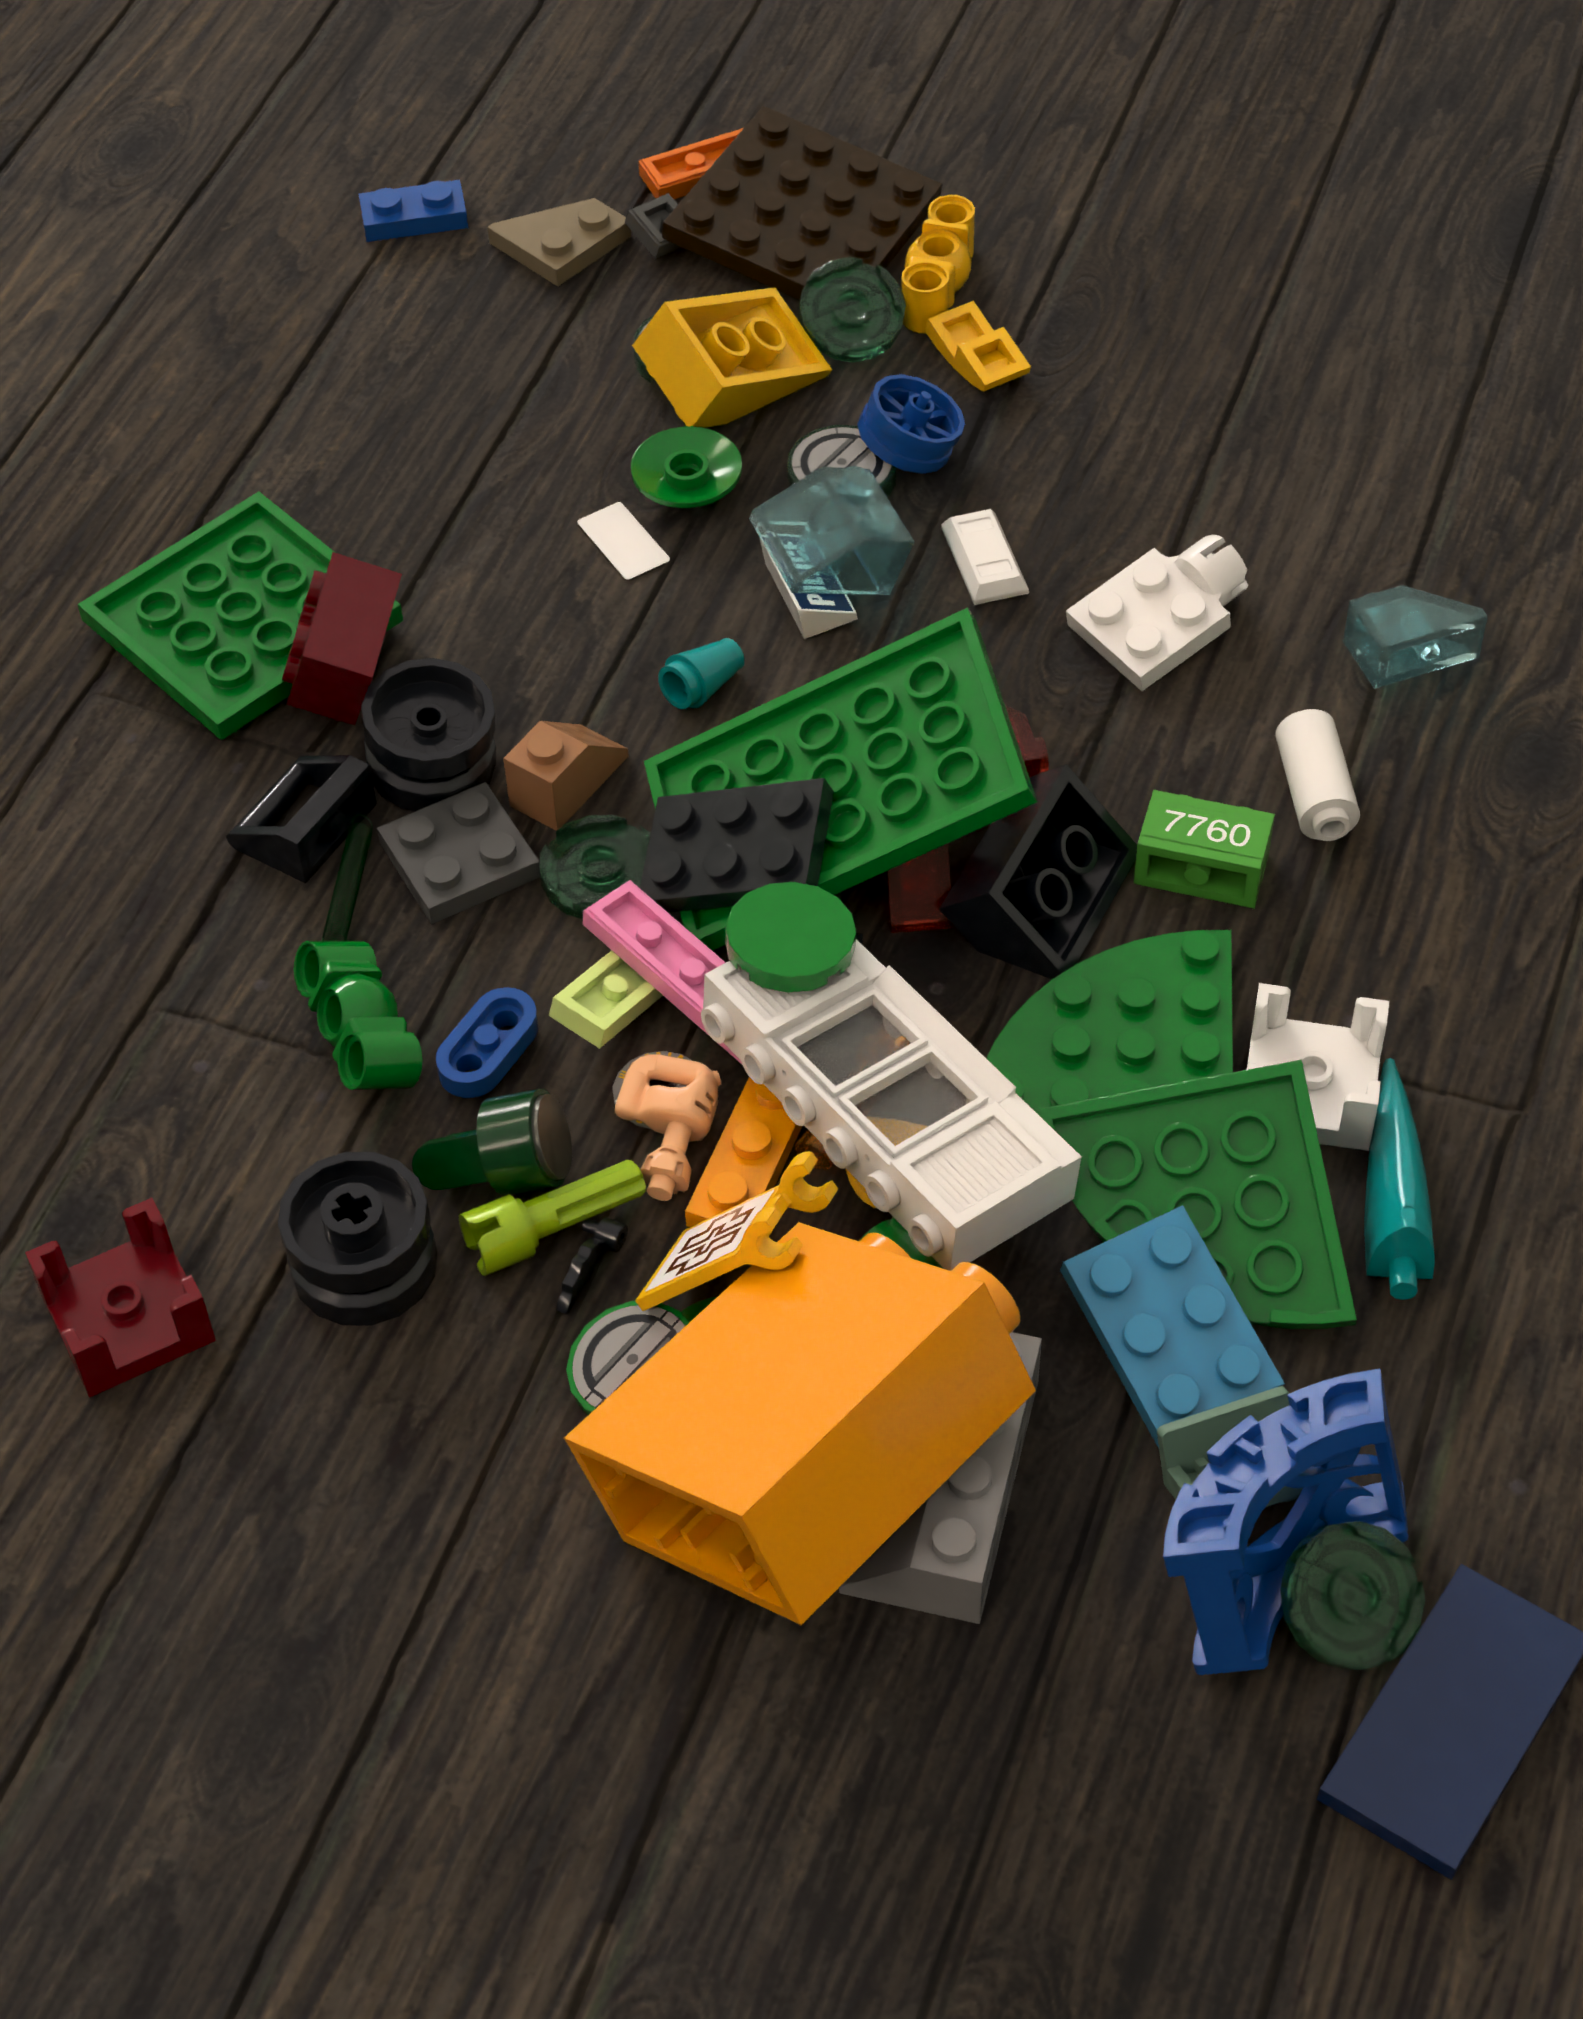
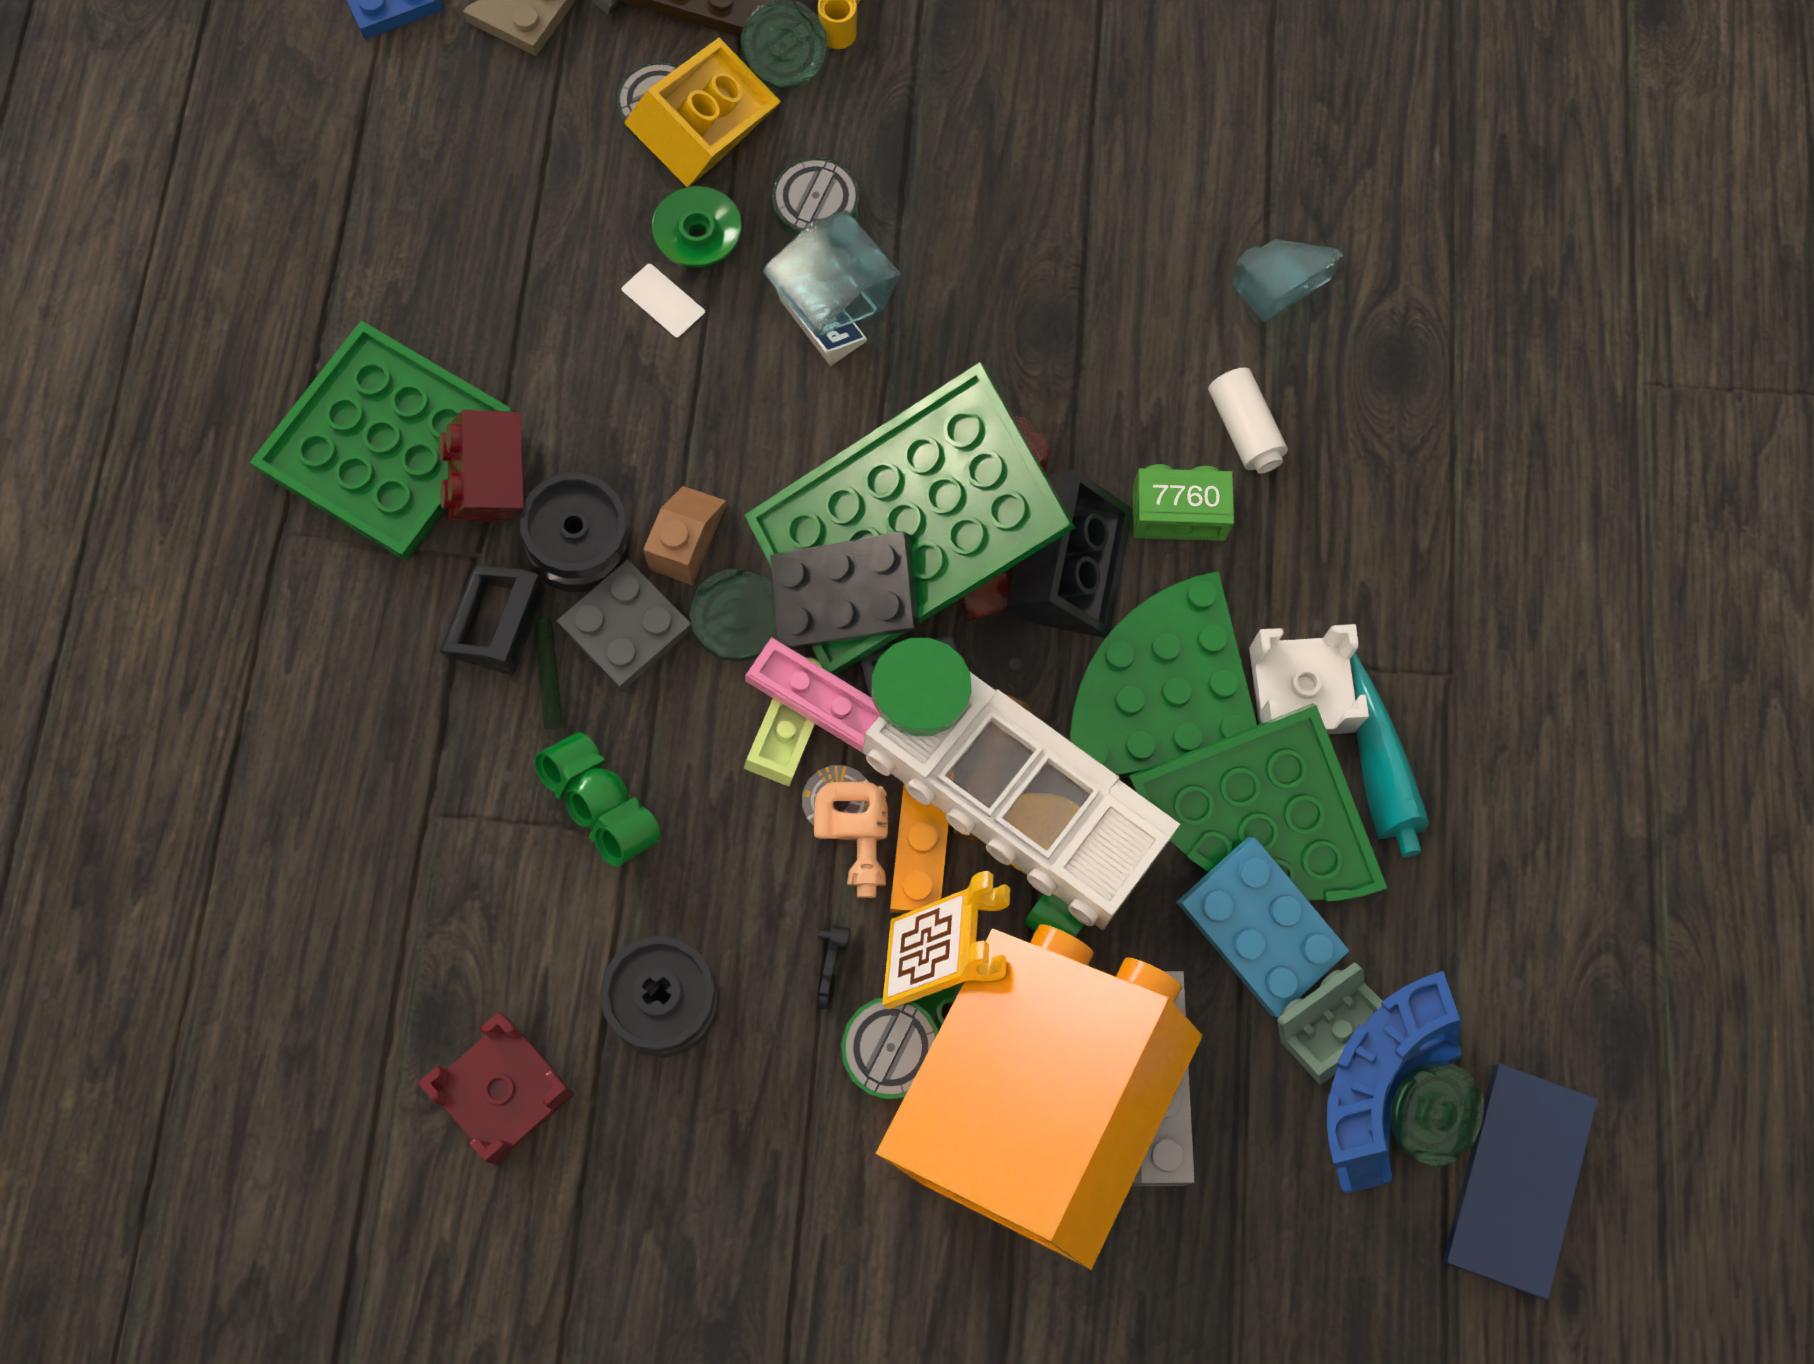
camera: 20 degrees left, 20 degrees up
(482, 1045) = (700, 797): blue plate -> none
(511, 1229) = (774, 951): lime piece -> none
(517, 1147) = (748, 892): dark green piece -> none
(698, 673) = (762, 422): teal cone -> none
(911, 423) = (858, 162): blue wheel -> none
(975, 349) = (887, 61): yellow slope -> none
(984, 557) = (947, 262): white tile -> none
(1161, 609) = (1095, 288): white plate -> none

